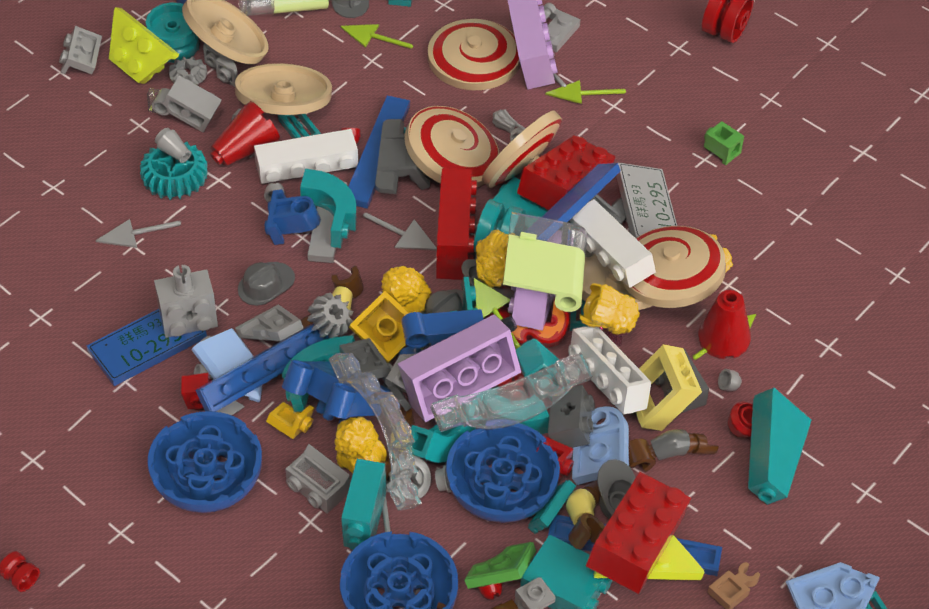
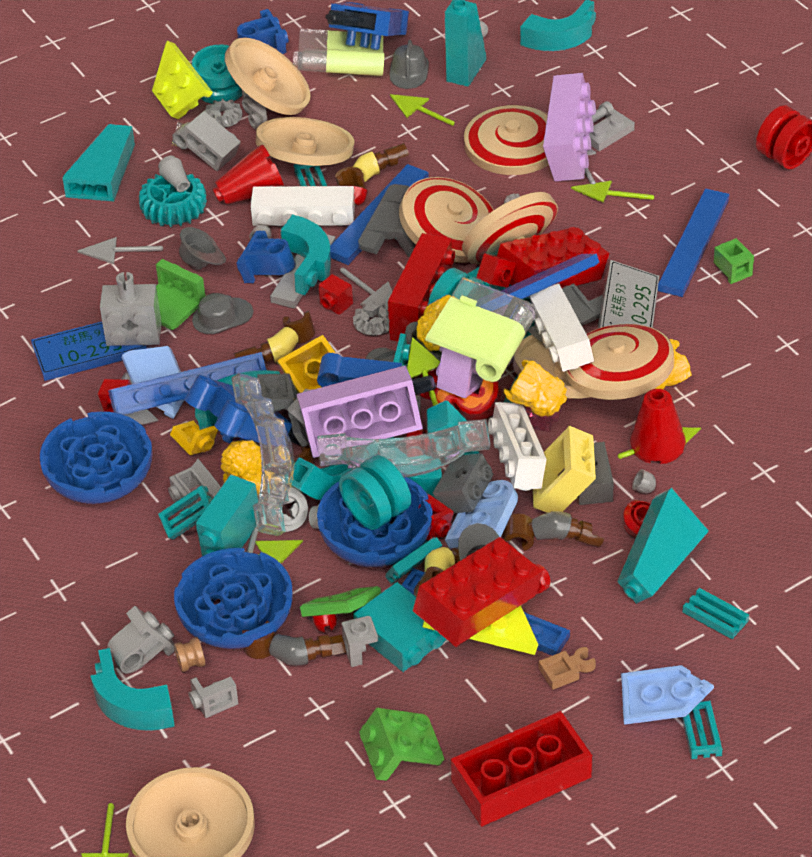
camera: 20 degrees right, 5 degrees down
(80, 51) = (128, 78): light grey bracket -> none
(89, 147) = (101, 166): none -> teal slope
(222, 219) = (199, 249): none -> dark grey piece
(223, 265) = (177, 293): none -> bright green bracket
(272, 324) = (207, 351): light grey wing -> none
(330, 315) = (262, 348): light grey gear -> none
(335, 488) = (200, 492): none -> teal tile
(352, 102) = (369, 166): none -> reddish brown piece
(371, 242) = (335, 294): none -> red plate
(406, 288) = (348, 336): yellow hair -> none
(412, 521) = (278, 549): none -> lime piece
(423, 265) = (374, 326): none -> light grey gear
(505, 449) = (375, 492): none -> teal wheel
(527, 195) = (496, 270): none -> red plate
(678, 130) = (693, 242): none -> blue tile
(845, 496) = (718, 611): none -> teal tile

